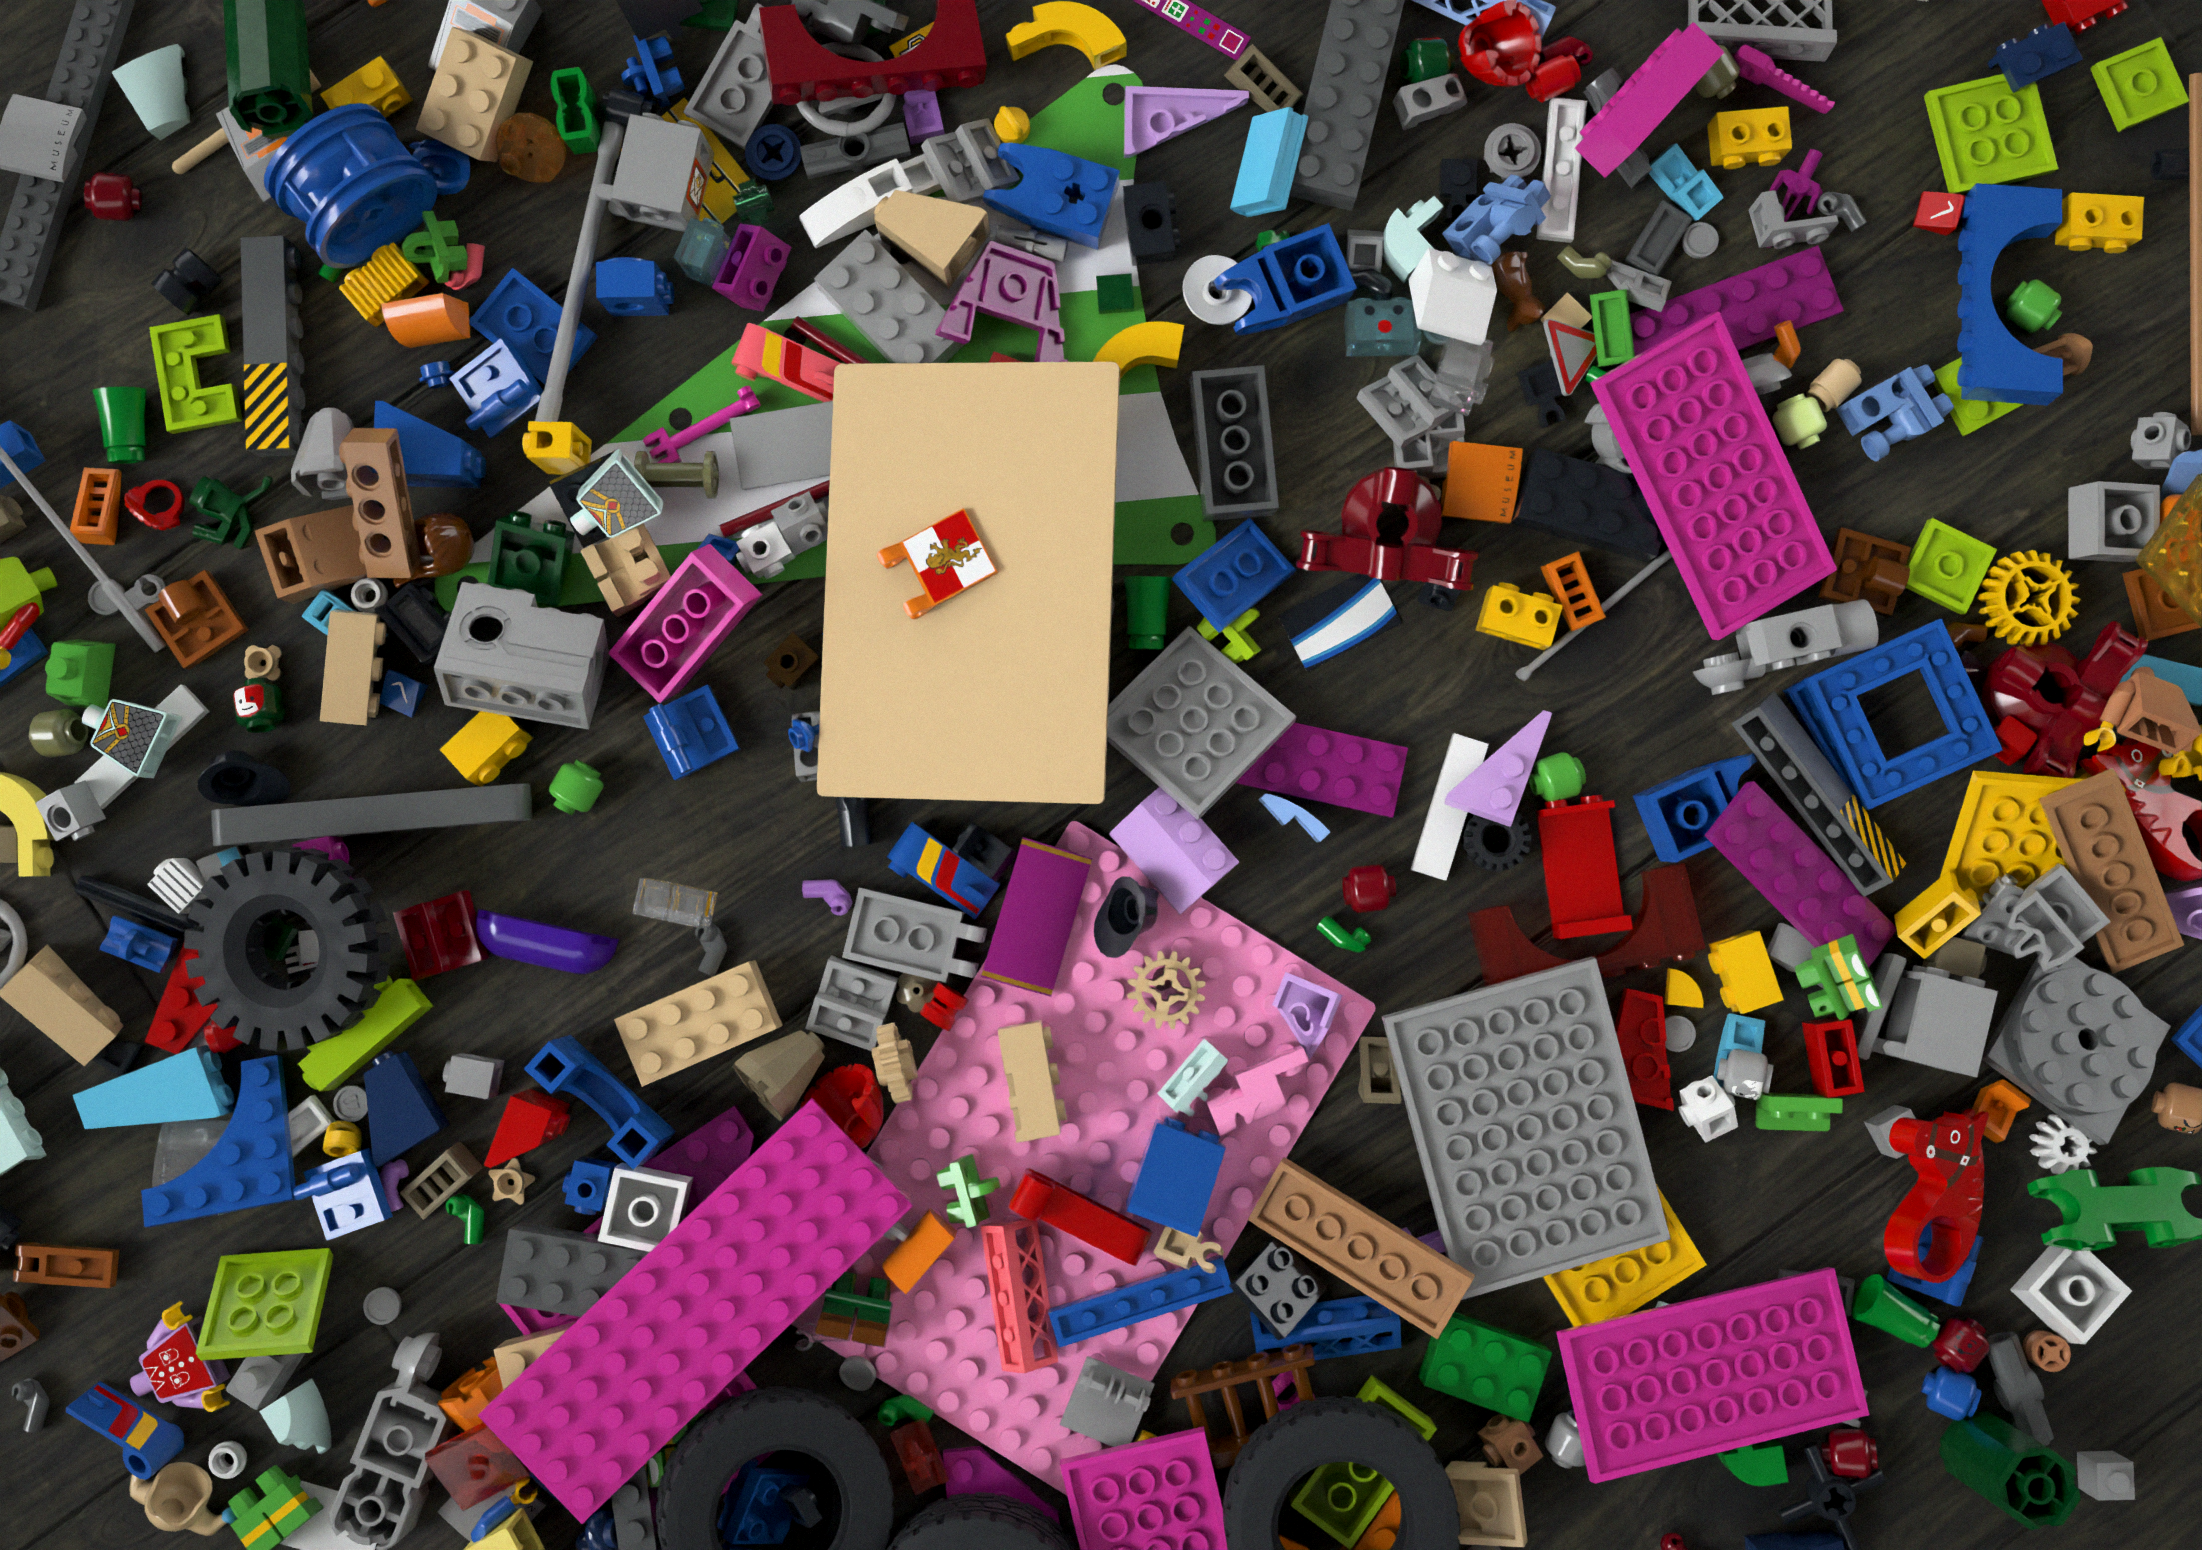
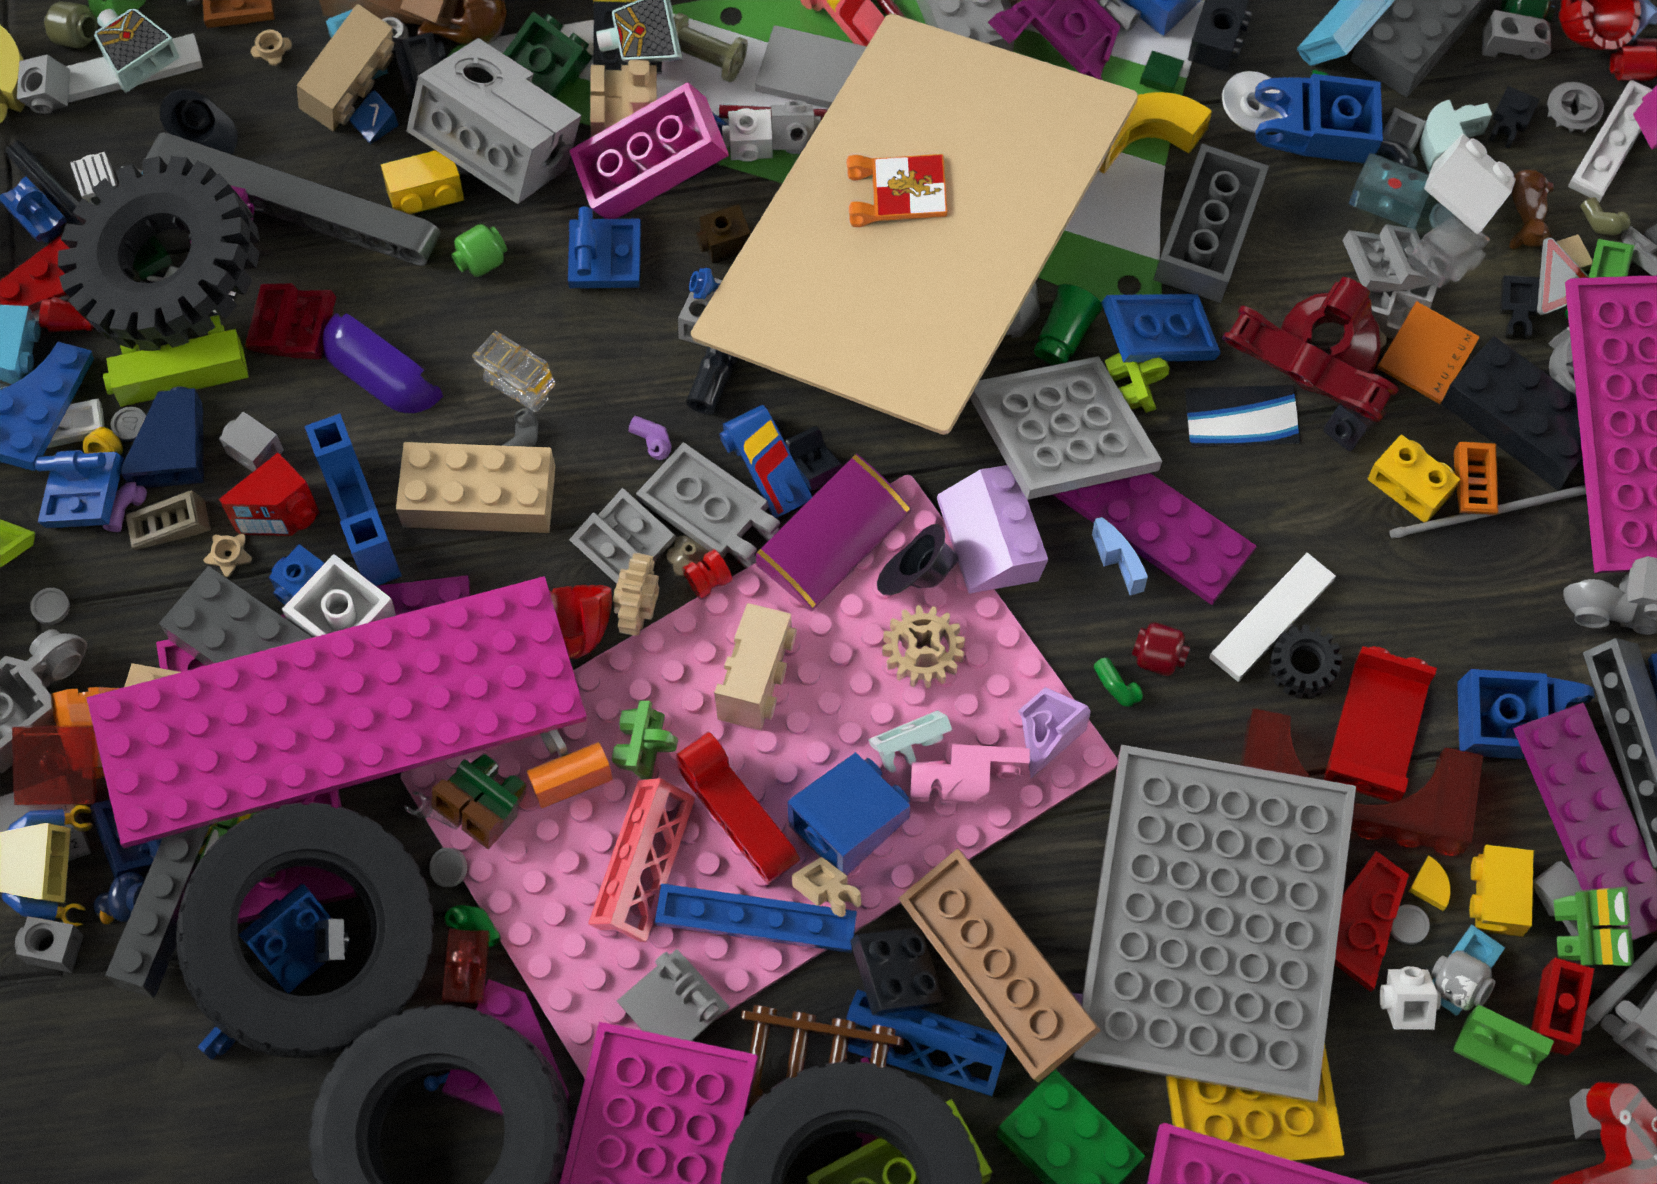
camera: 25 degrees right, 20 degrees down
(258, 705) = (248, 74): dark green head -> none
(469, 1212) = (176, 562): green arm -> none
(670, 445) = (704, 22): dark pink hinge -> none
(781, 1070) = (527, 553): dark tan cone -> none
(1378, 1072) = (1090, 817): dark tan slope -> none
(1496, 216) = (1547, 139): medium blue hips -> none
(1499, 782) = (1334, 607): lavender wing -> none
(1557, 777) = (1390, 630): bright green head -> none

